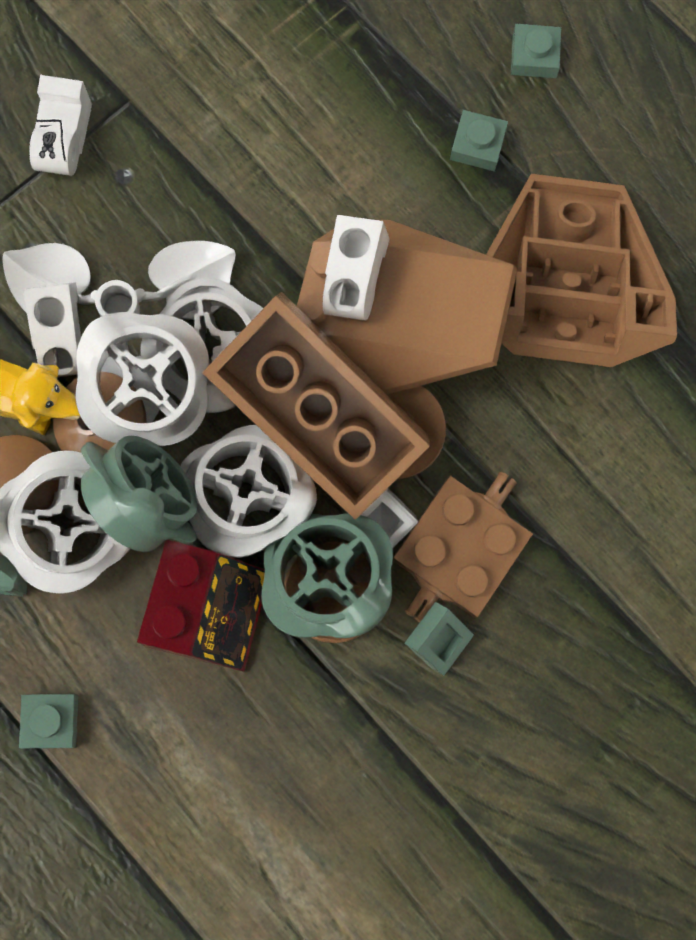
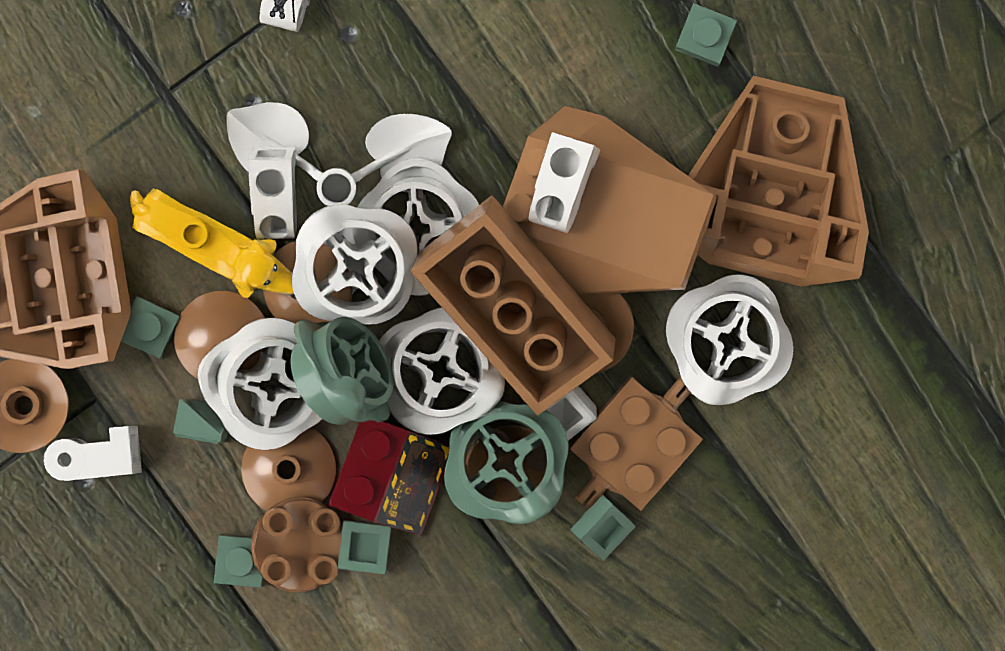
camera: 10 degrees right, 10 degrees up
(108, 638) = (313, 475): none -> medium nougat dish
(109, 695) = (297, 544): none -> medium nougat dish
(183, 689) = (364, 547): none -> sand green plate
(562, 382) = (774, 358): none -> white piece

